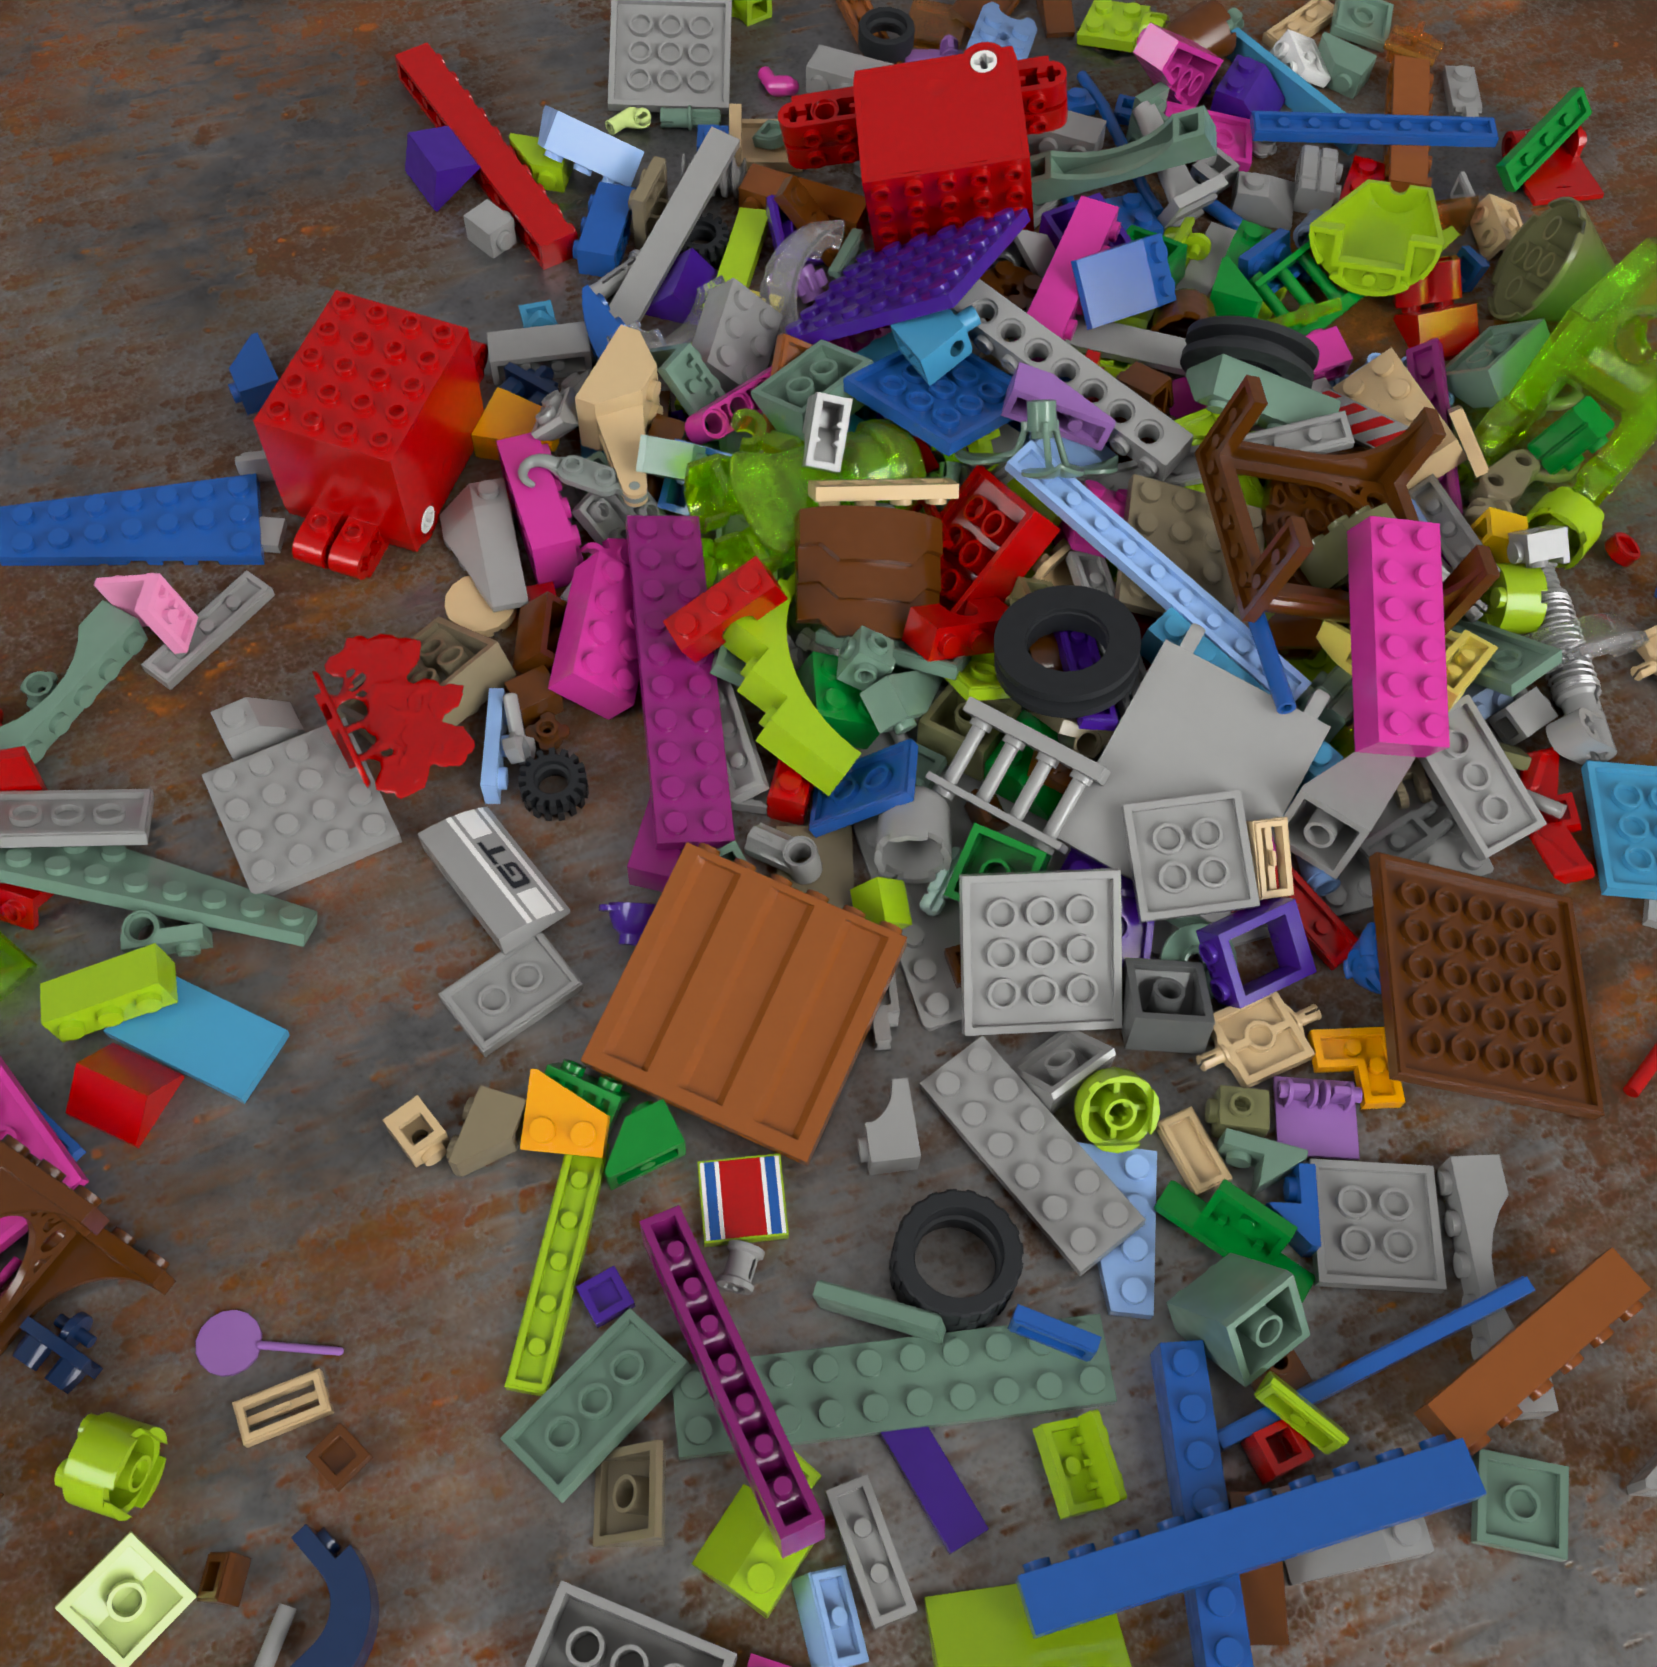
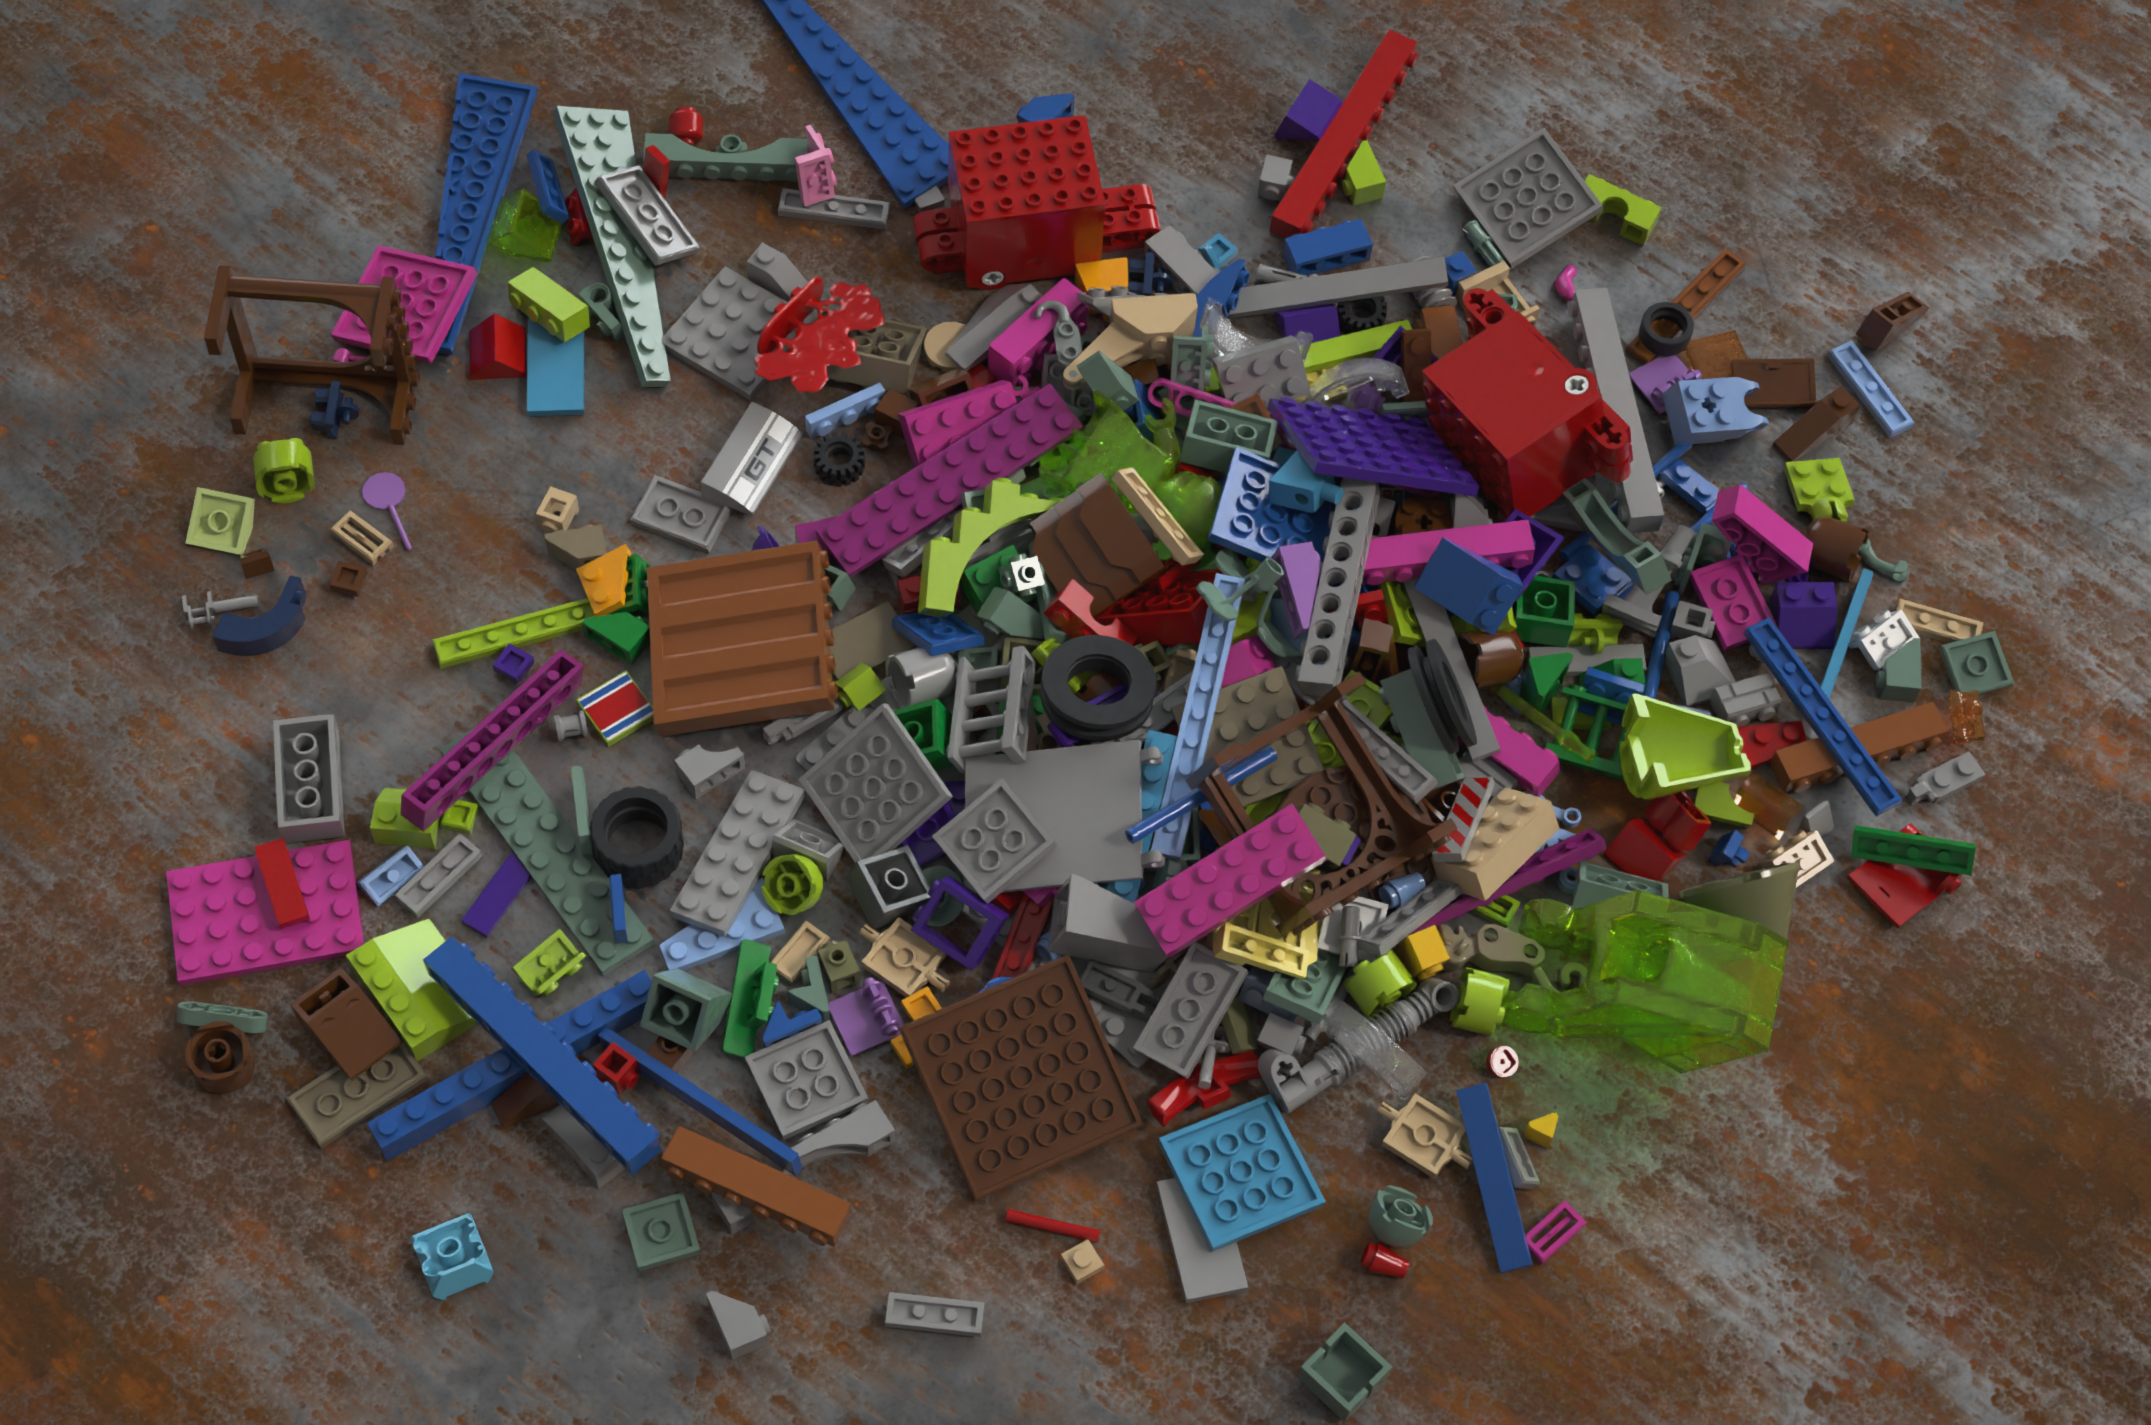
camera: 60 degrees right, 0 degrees up
(517, 745) = (857, 417): light grey bar -> none
(588, 148) = (1387, 193): light blue slope -> none
(595, 1404) = (444, 688): sand green plate -> none
(629, 118) = (1453, 206): yellowish green arm -> none
(631, 1497) = (406, 738): dark tan slope -> none
(648, 200) = (1364, 254): dark tan plate -> none
(743, 593) = (1013, 474): red arch -> none
(783, 851) = (865, 612): light grey piece -> none
(825, 431) = (1176, 456): light grey arch -> none
(1265, 858) = (1044, 875): tan tile -> none
(1301, 1414) = (640, 1059): lime slope -> none
(1468, 440) = (1504, 894): tan tile -> none
(1539, 546) = (1416, 970): brick -> none
(1571, 435) = (1559, 966): green brick -> none

